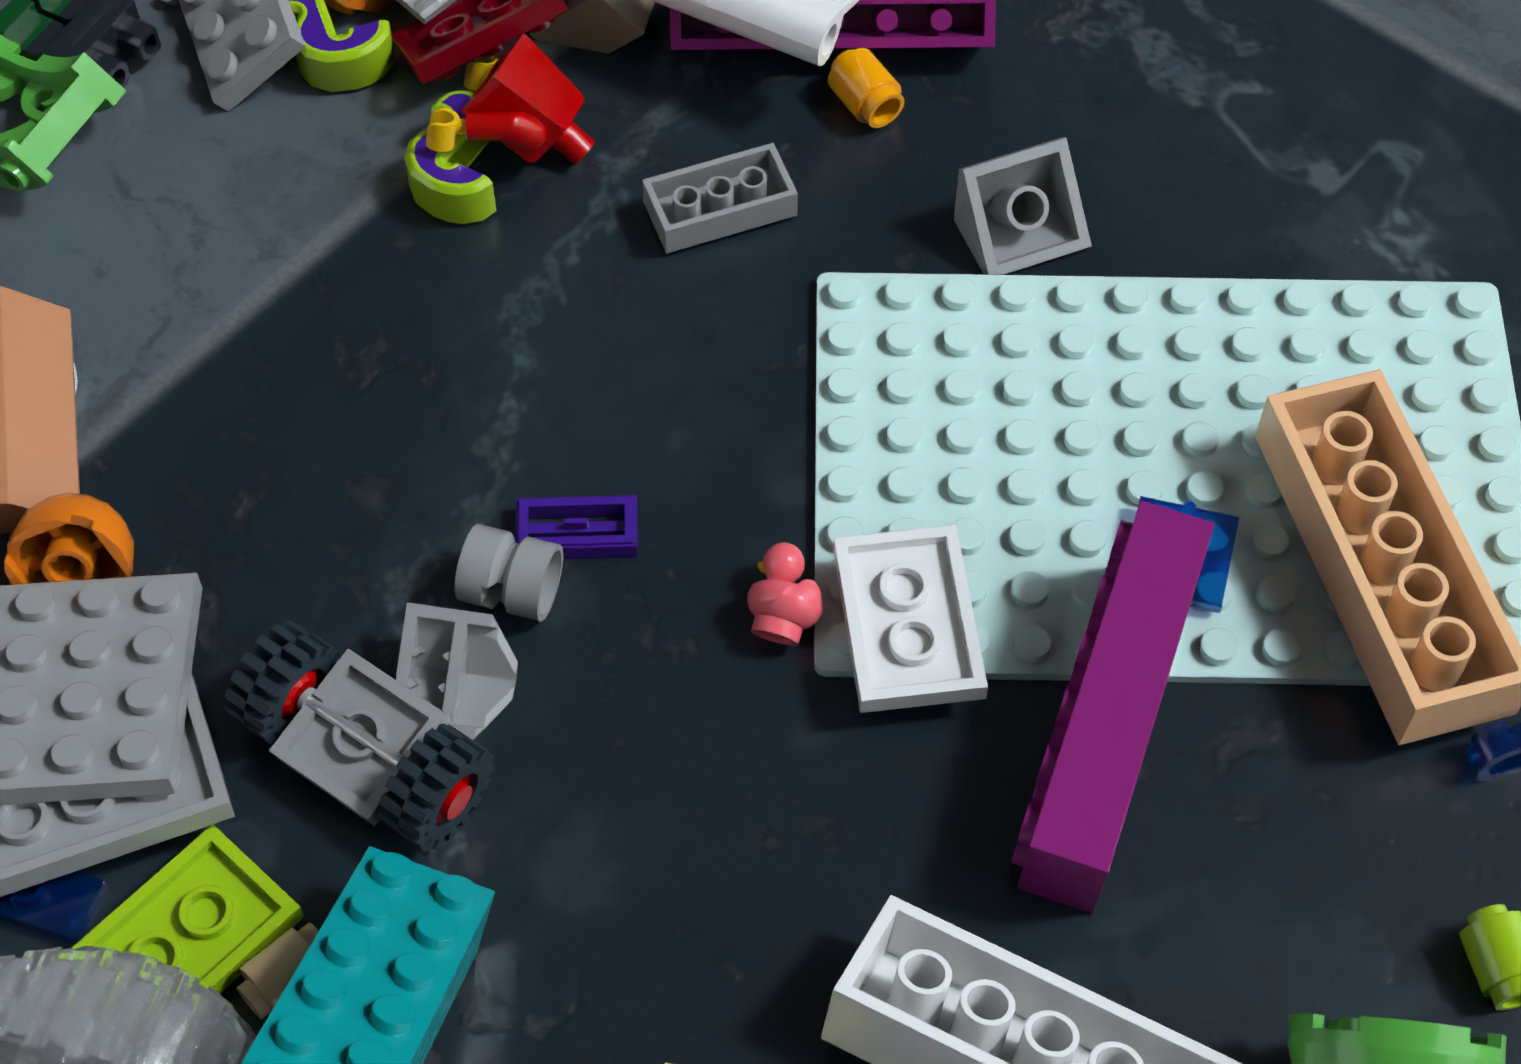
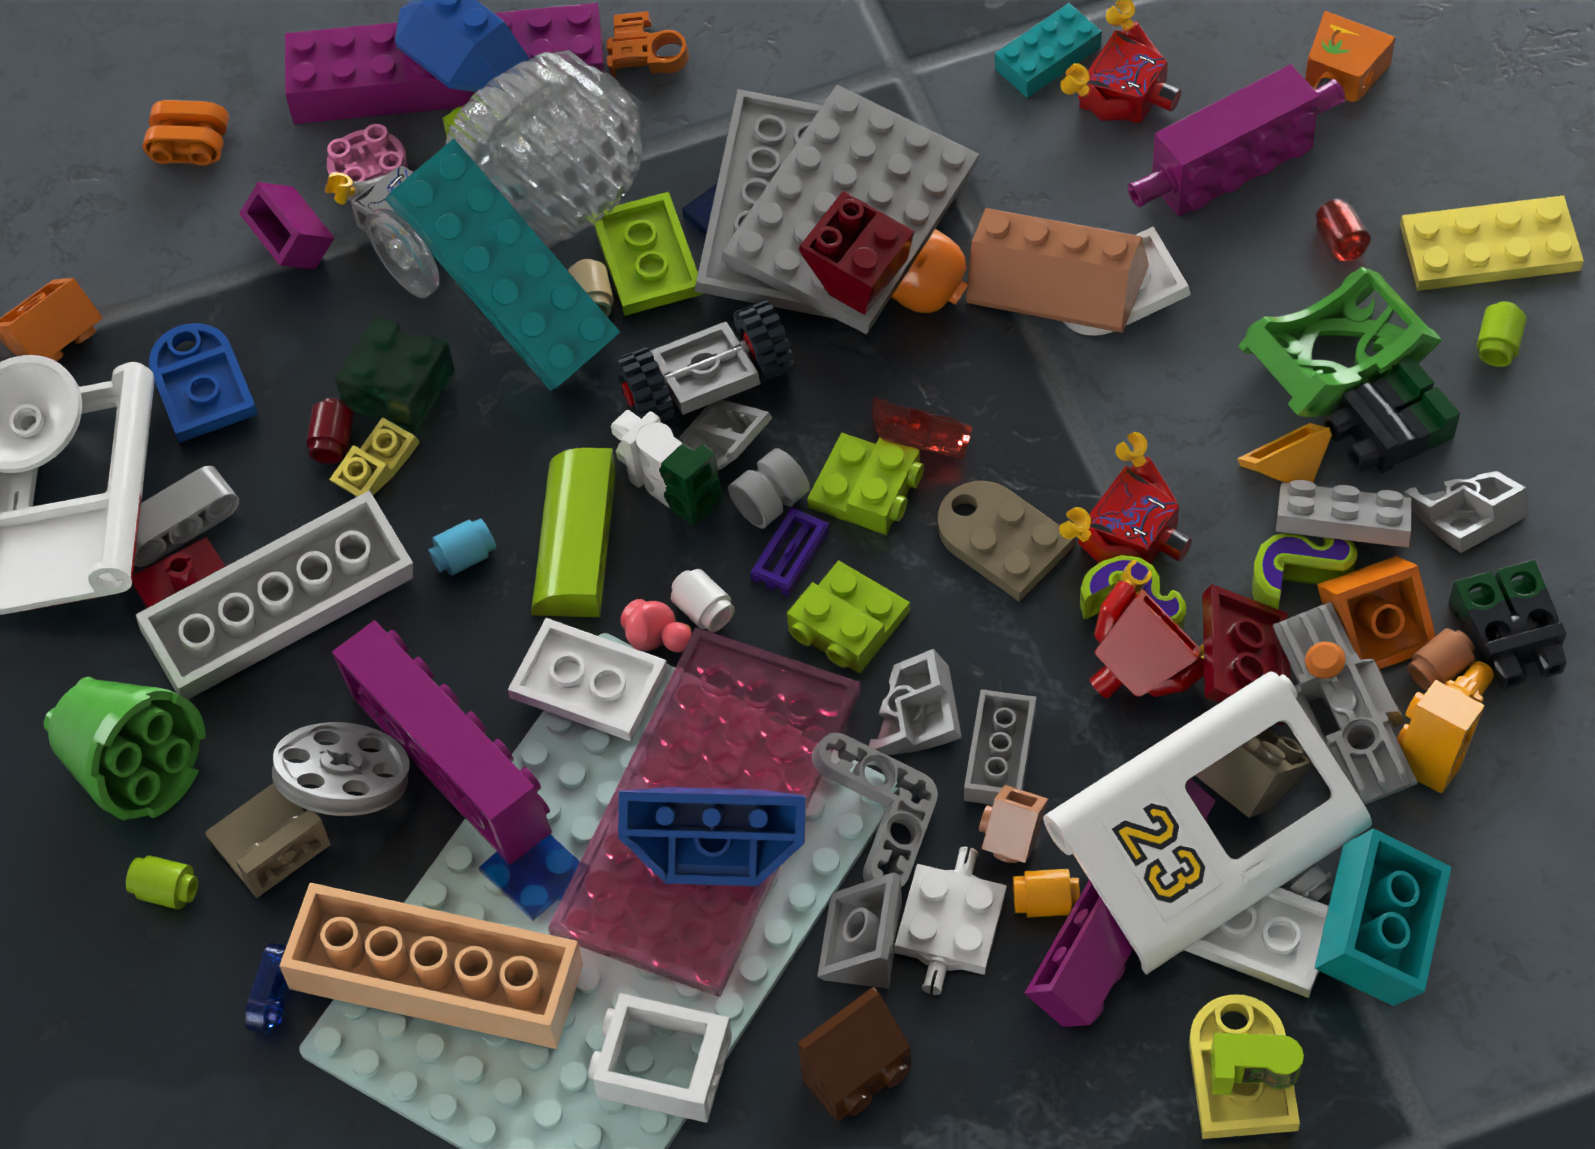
camera: 125 degrees right, 0 degrees up
(106, 581) = (856, 251): none -> dark red slope
(166, 111) = (1290, 456): none -> light orange slope
(324, 467) = (920, 429): none -> clear red slope
(341, 201) = (1133, 515): none -> red torso
(427, 487) = (867, 482): none -> lime plate
(431, 321) = (1003, 537): none -> dark tan plate
(547, 690) = (668, 468): none -> hips
(637, 420) = (846, 616): none -> lime plate
(699, 770) = (575, 534): none -> lime brick
(711, 569) = (702, 600): none -> white brick
(714, 299) = (919, 707): none -> light grey slope
(804, 891) = (462, 546): none -> medium azure brick
(811, 131) = (1012, 824): none -> nougat brick
(842, 251) = (898, 804): none -> light grey beam
(929, 150) = (950, 920): none -> white plate
(987, 411) = (721, 723): none -> clear pink plate
(1027, 336) = (711, 832): none -> blue wedge
(1166, 153) = (854, 1056): none -> reddish brown slope
(1242, 837) = (340, 768): none -> light grey wedge
(1293, 251) = (682, 1102): none -> white window
(1358, 864) = (268, 839): none -> dark tan bracket

